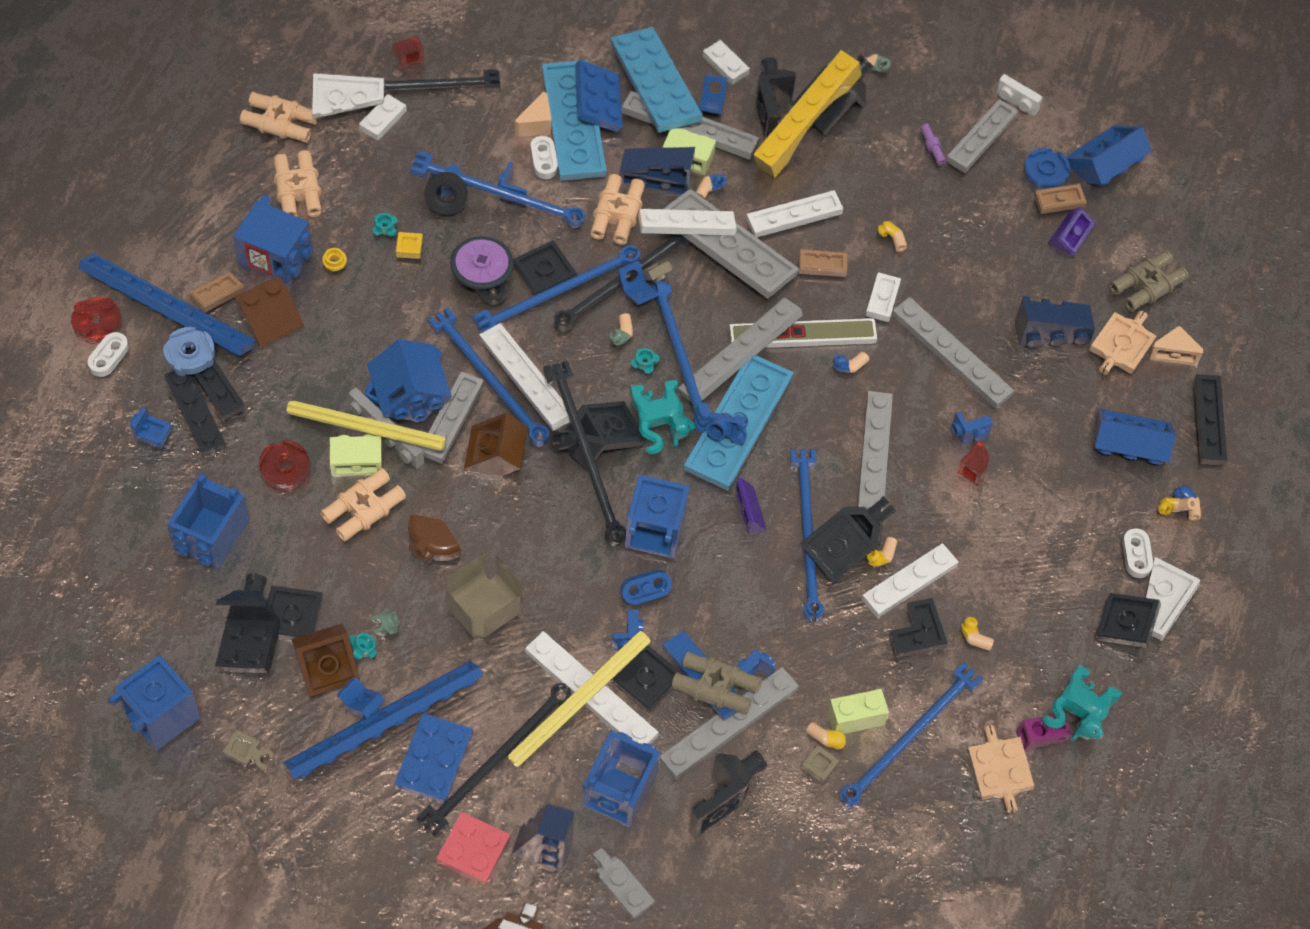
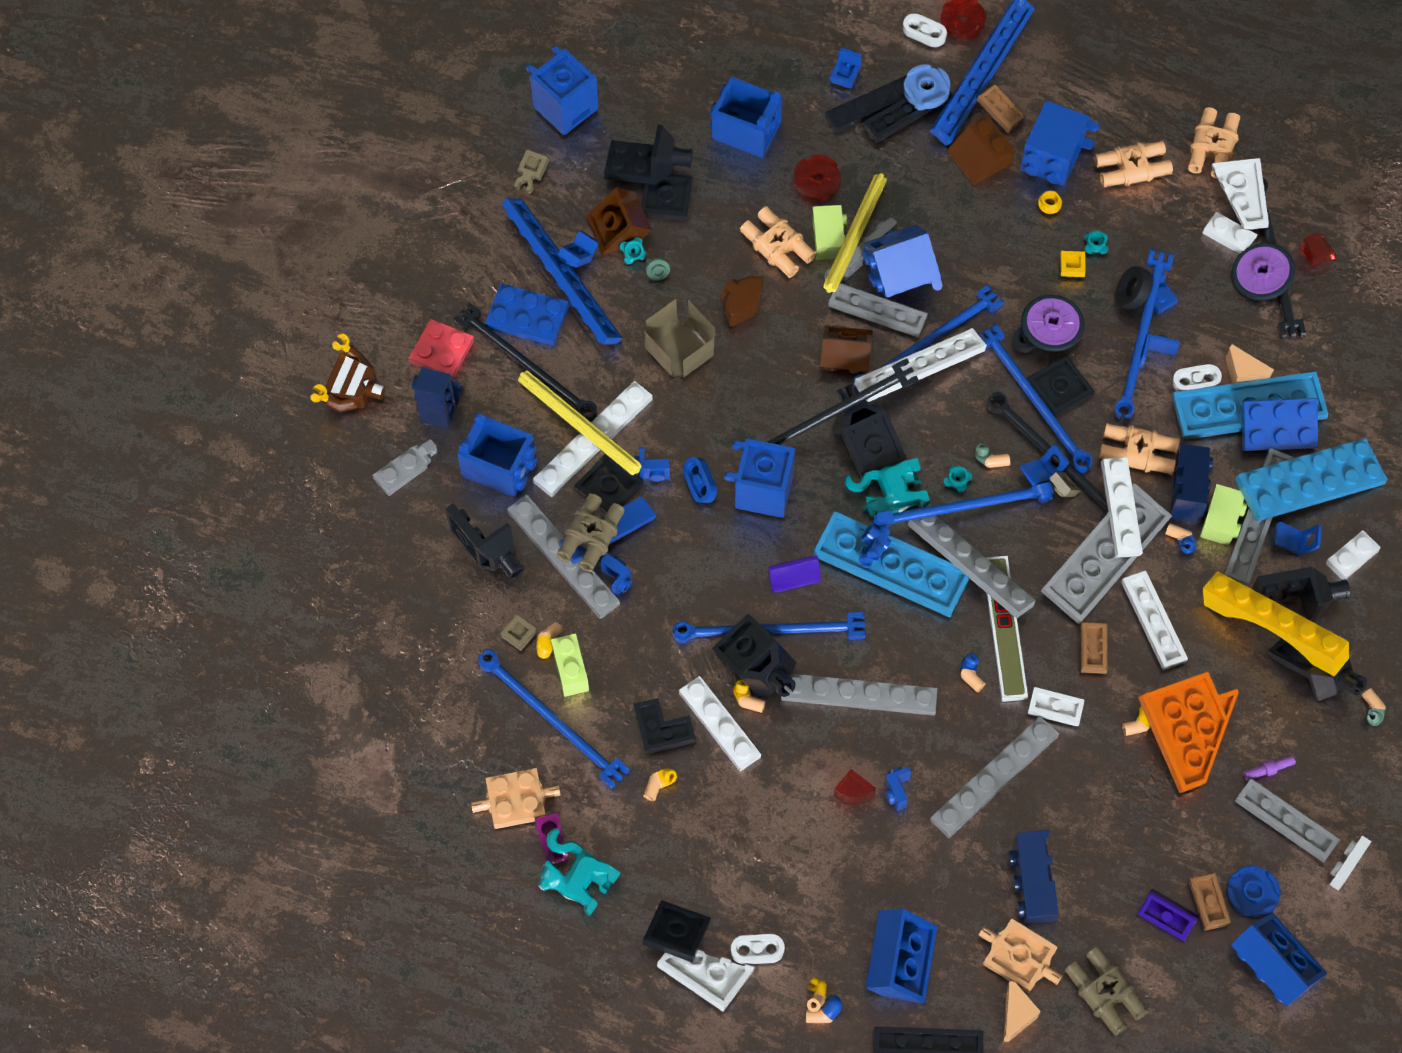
camera: 95 degrees right, 5 degrees up
(436, 81) = (1267, 257): none -> medium lavender wheel
(900, 197) = (1189, 726): none -> orange wing

